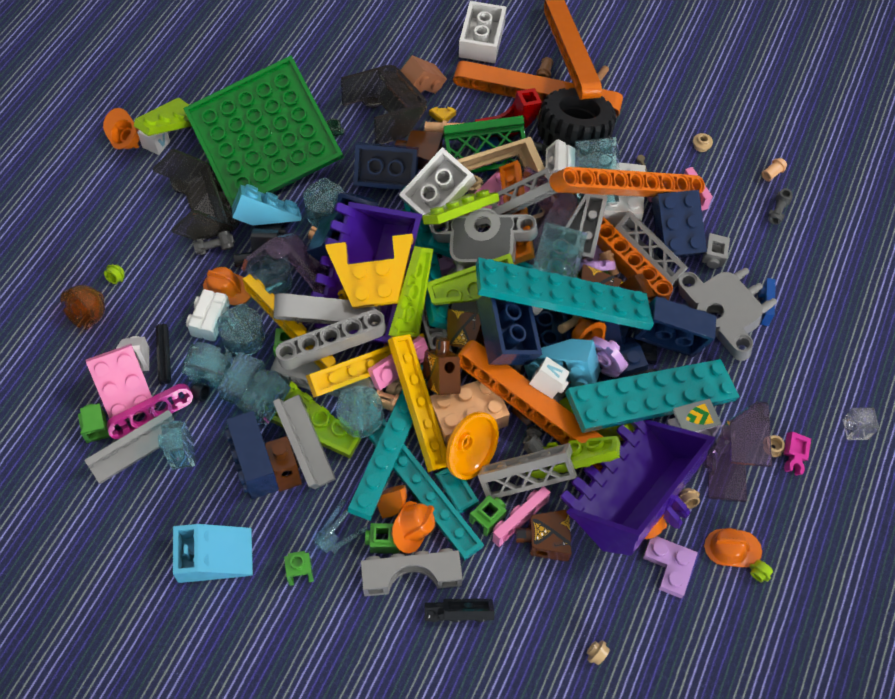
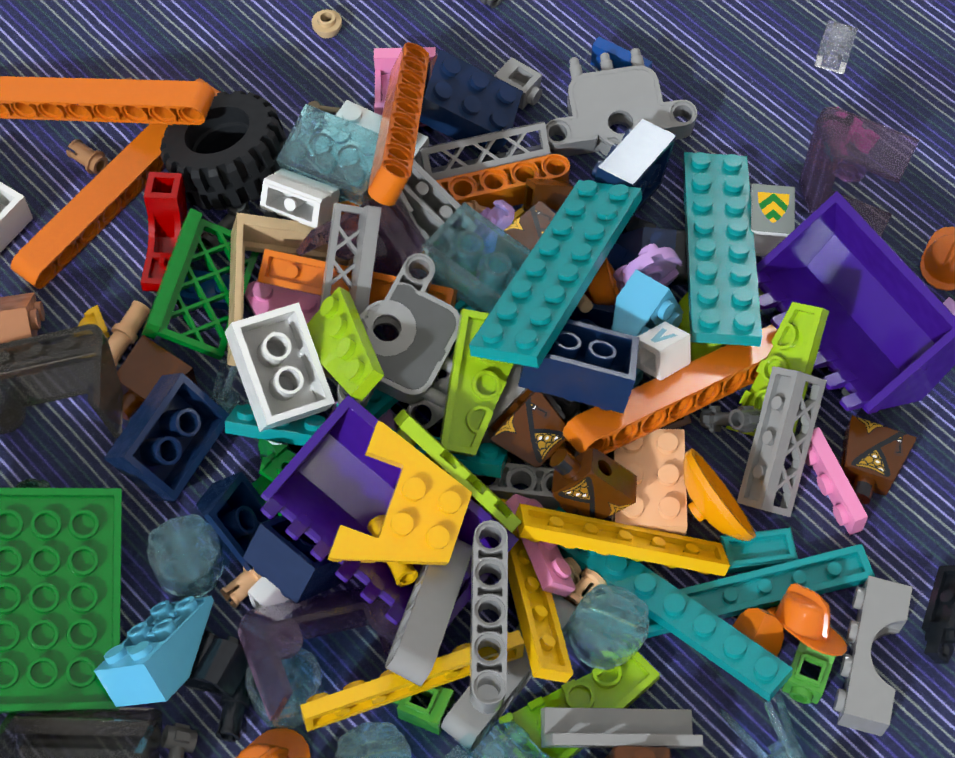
camera: 65 degrees left, 0 degrees up
(482, 518) = (812, 532): bright green window -> none

